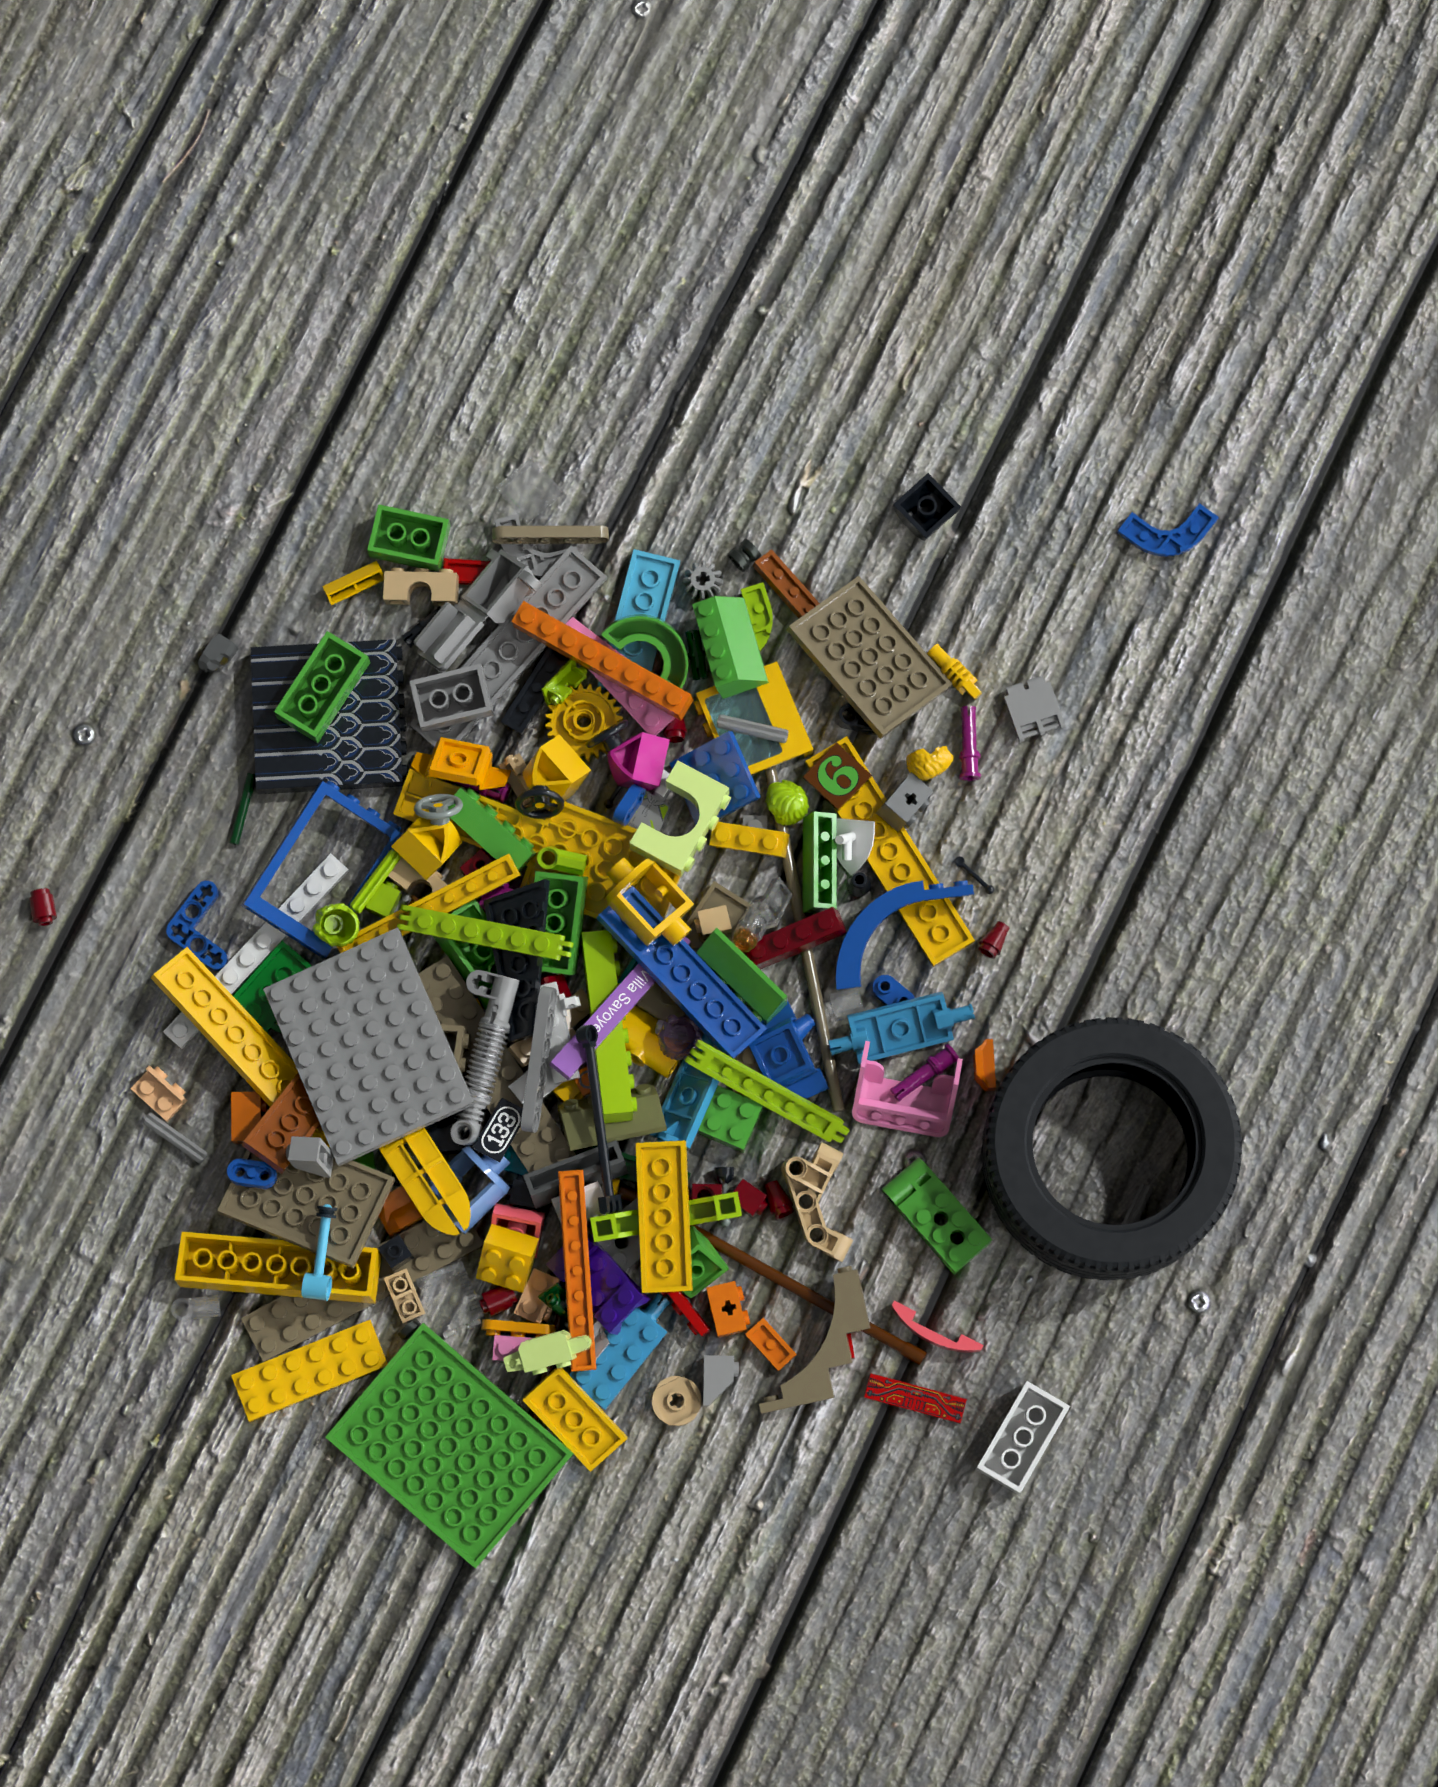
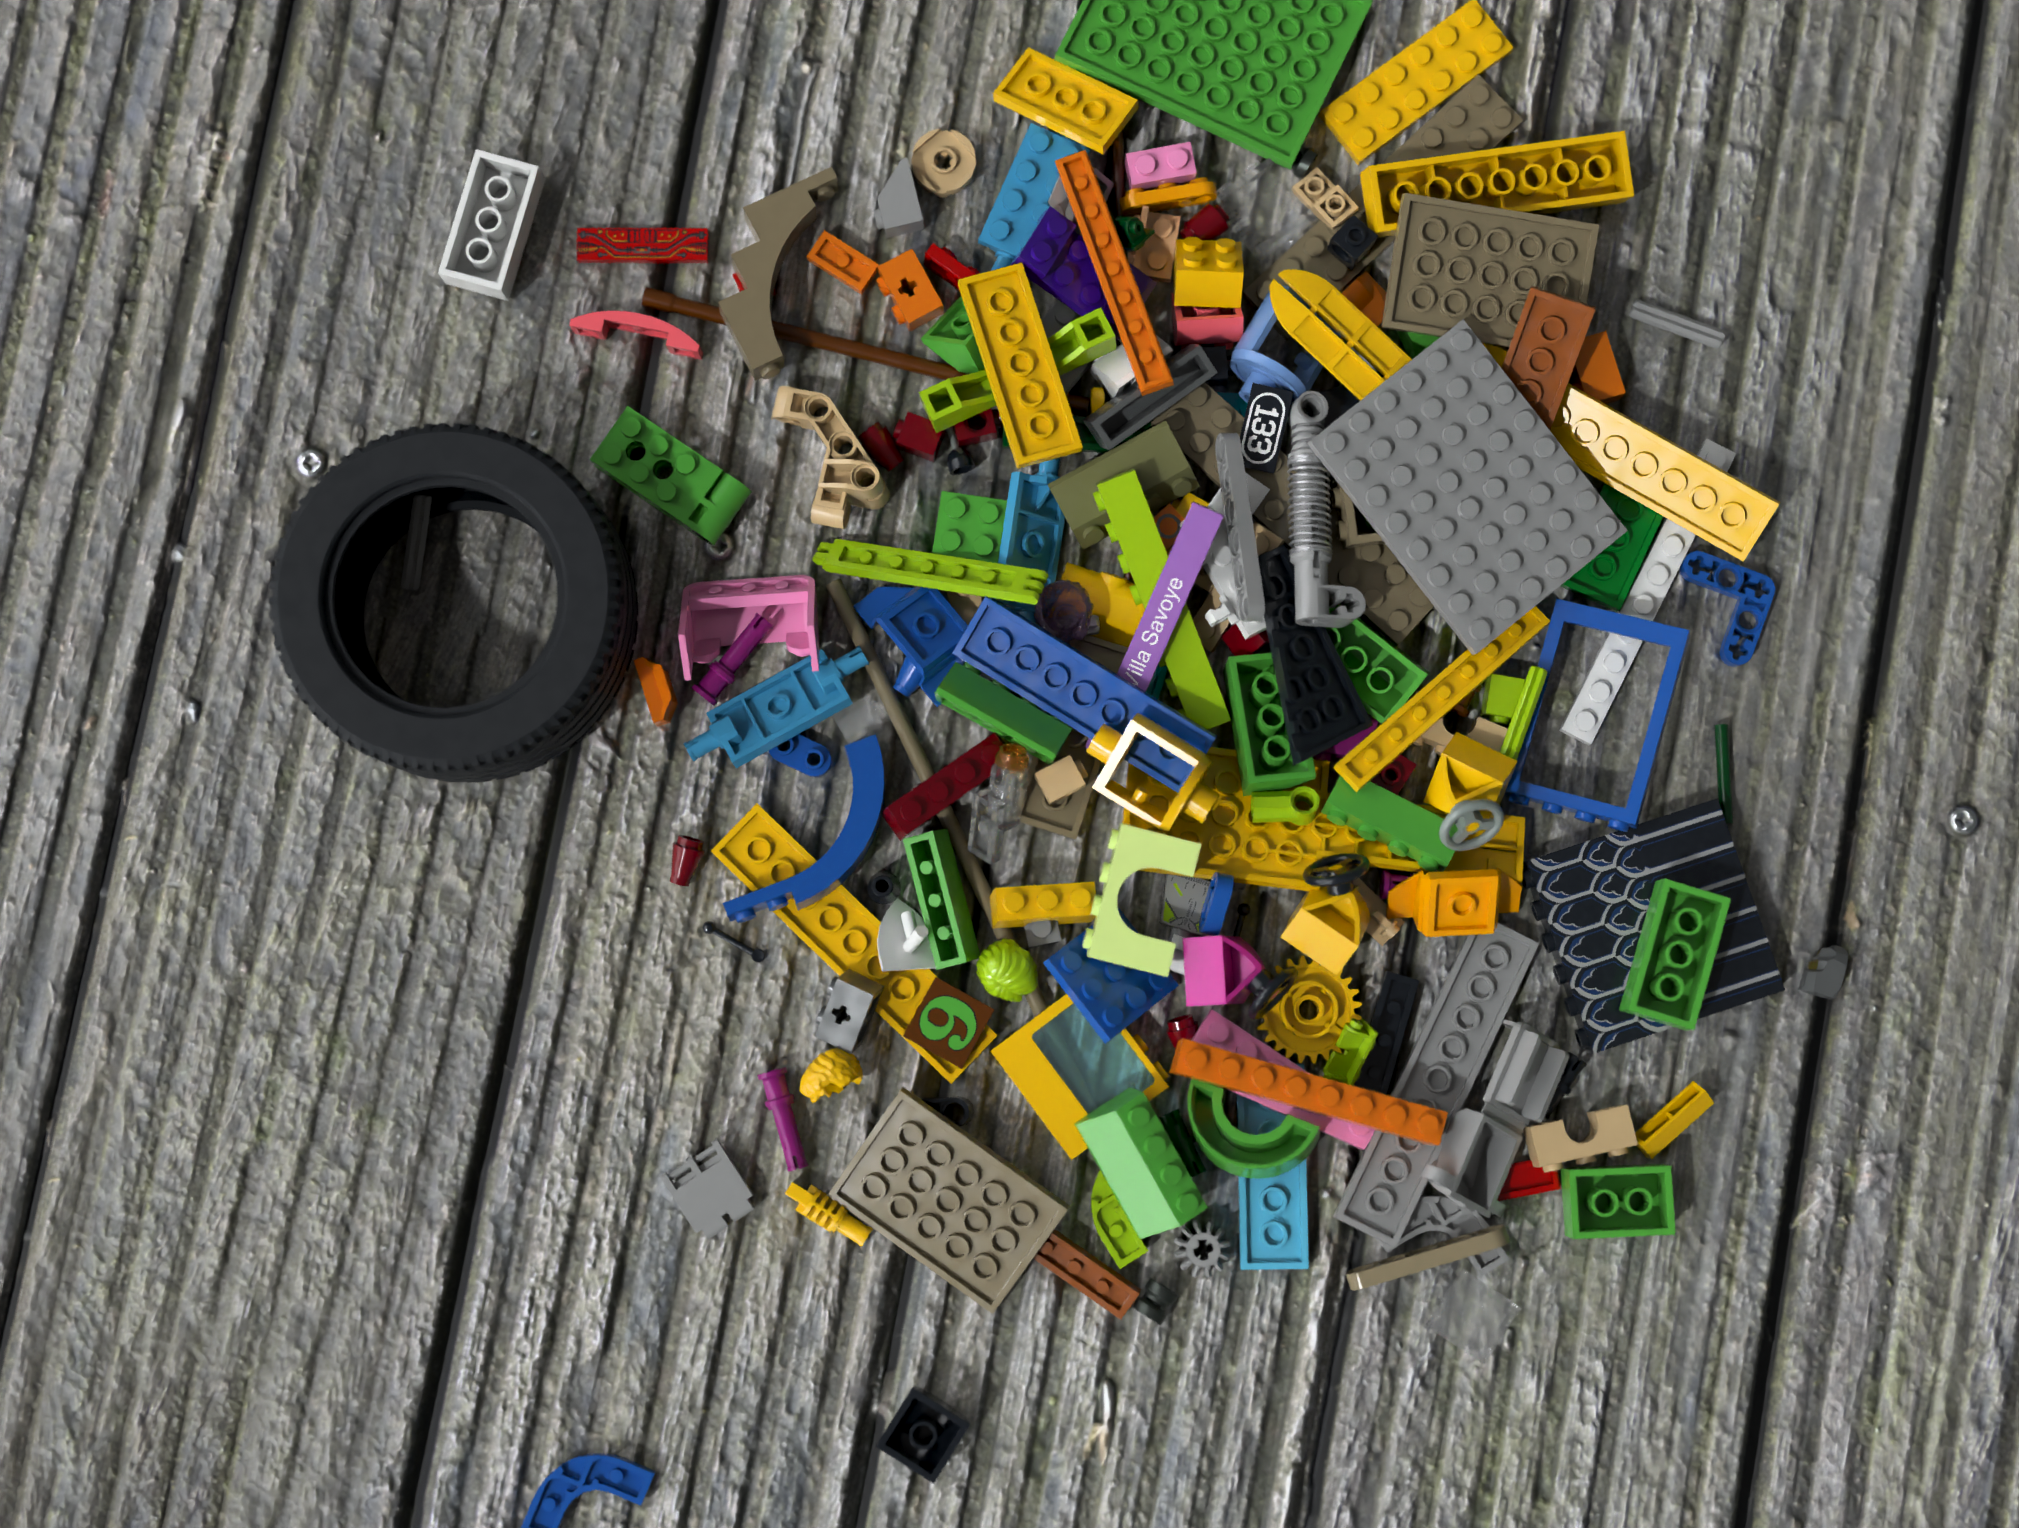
camera: 165 degrees right, 5 degrees up
(42, 907) = (1944, 572): dark red brick -> none
(159, 1094) = (1715, 375): light nougat bracket -> none
(199, 1307) = (1581, 116): clear piece -> none
(253, 1173) = (1568, 276): blue plate -> none
(310, 1155) = (1502, 315): light grey slope -> none
(316, 1284) = (1443, 159): medium azure piece -> none
(336, 924) = (1557, 637): lime hair -> none
(451, 698) = (1495, 988): light grey brick -> none
(484, 933) = (1359, 672): lime hinge -> none
(546, 1351) = (1122, 159): yellowish green hinge -> none
(610, 1203) = (1092, 366): black hinge -> none
(752, 728) = (1079, 1055): light grey axle -> none

